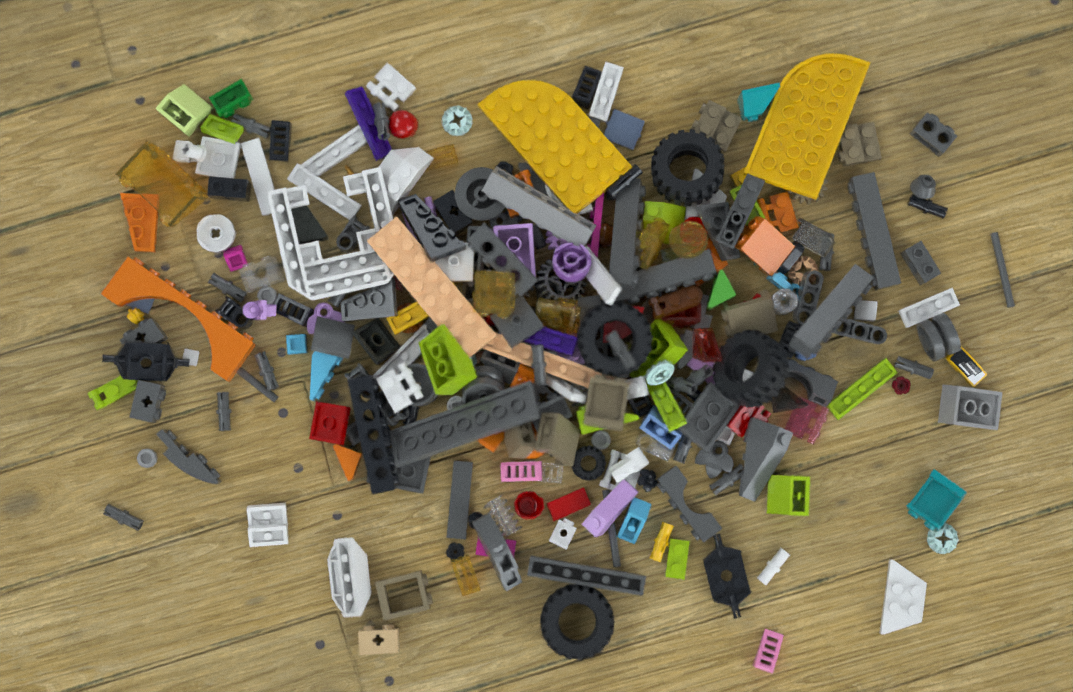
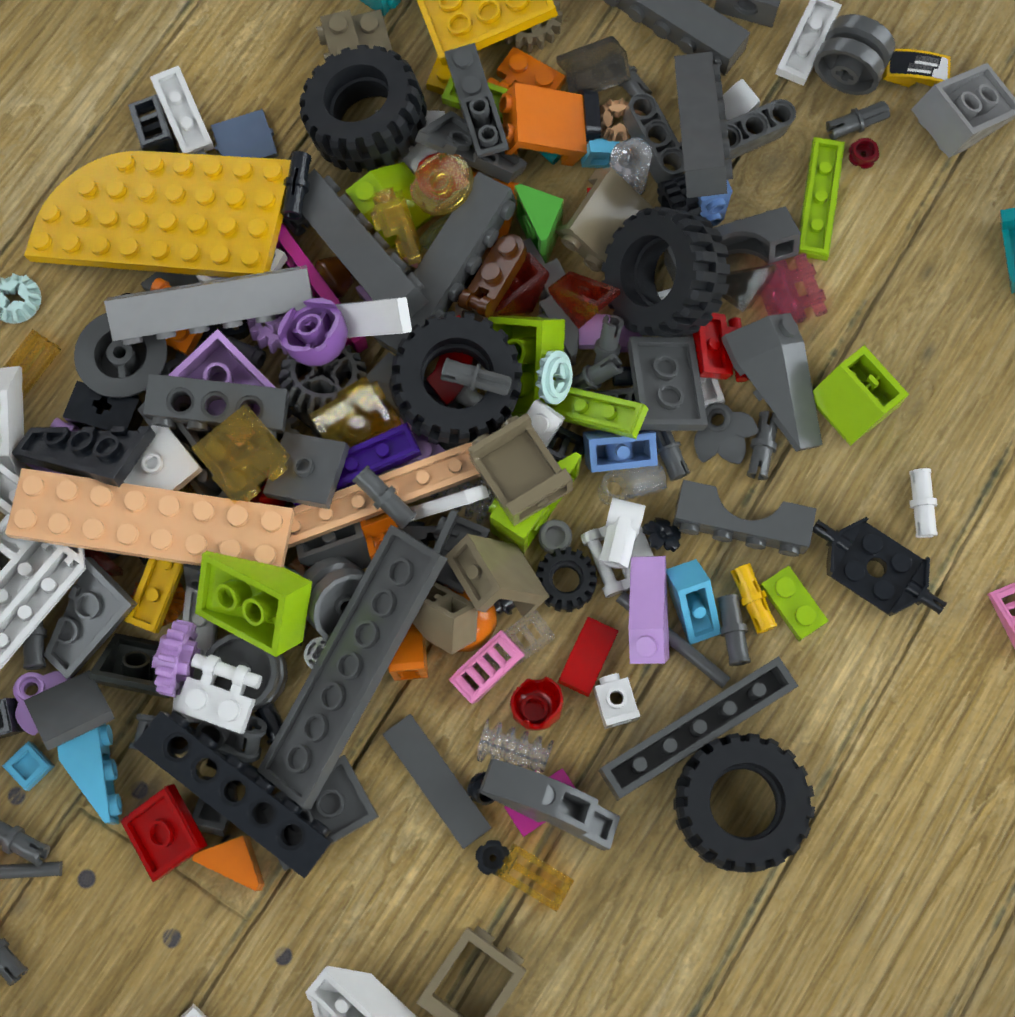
camera: 40 degrees left, 10 degrees down
(394, 356) = (175, 657): none -> lavender gear
(640, 547) = (733, 630): none -> dark grey pin

